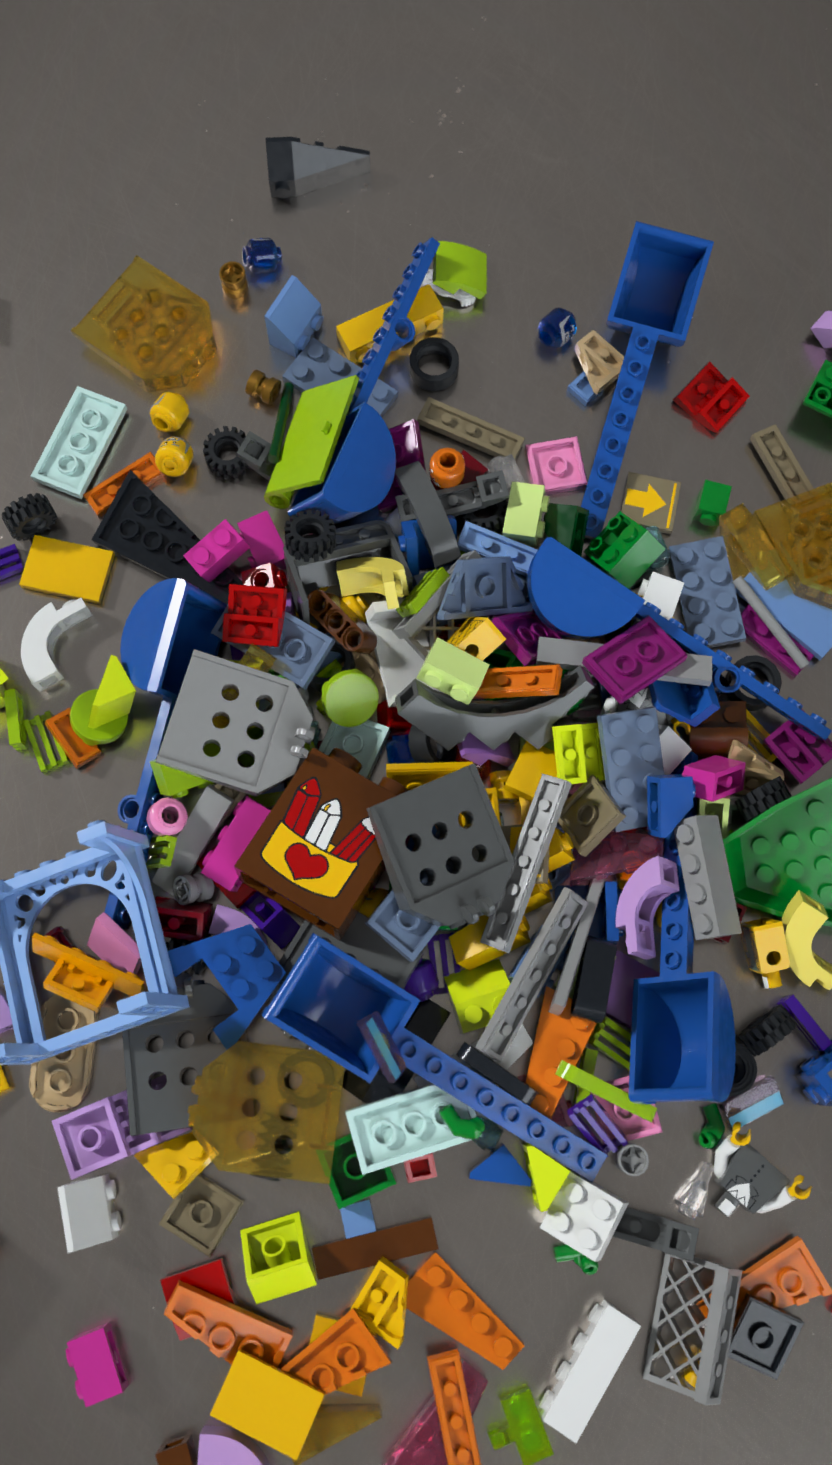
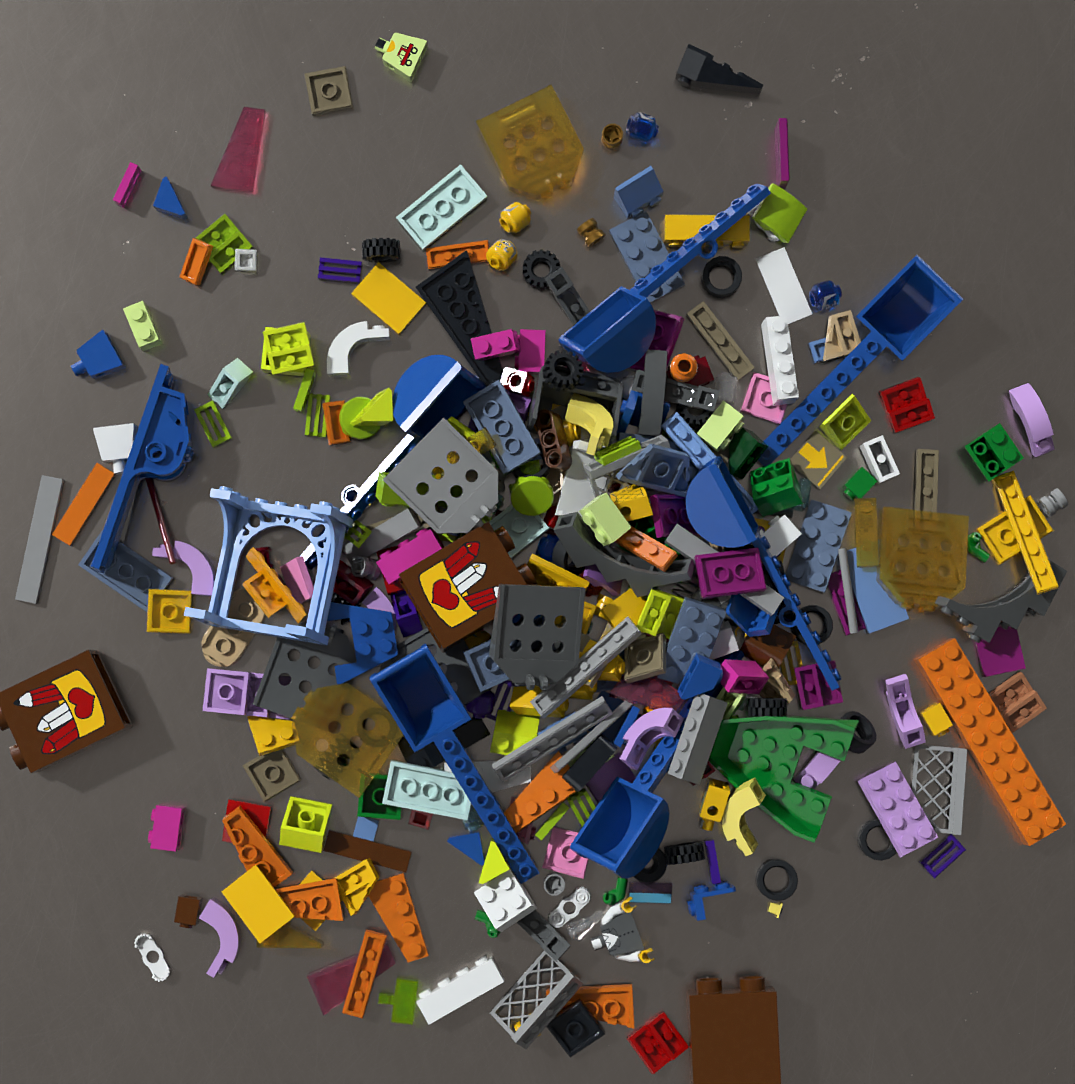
camera: 30 degrees right, 10 degrees up
(89, 1212) = (205, 736): white slope -> none
(168, 807) = (377, 519): bright pink head -> none
(254, 615) = (497, 407): red slope -> none
(281, 421) = (588, 268): dark green bar -> none
(310, 440) = (600, 297): lime door -> none
(382, 1046) = (433, 734): clear purple slope -> none
(427, 204) = (782, 153): none -> magenta tile
(460, 1127) = (461, 811): green arm -> none
(497, 1073) = (496, 787): black beam -> none
(506, 345) = (783, 285): none -> white sticker
(548, 415) = (779, 360): none -> white brick
(604, 1090) = (558, 833): lime beam -> none
(611, 1144) = (535, 855): dark purple tile -> none
(656, 446) = (845, 422): none -> neon yellow slope
(659, 1199) = (579, 897): none -> white piece
(719, 463) = (879, 459): none -> white brick

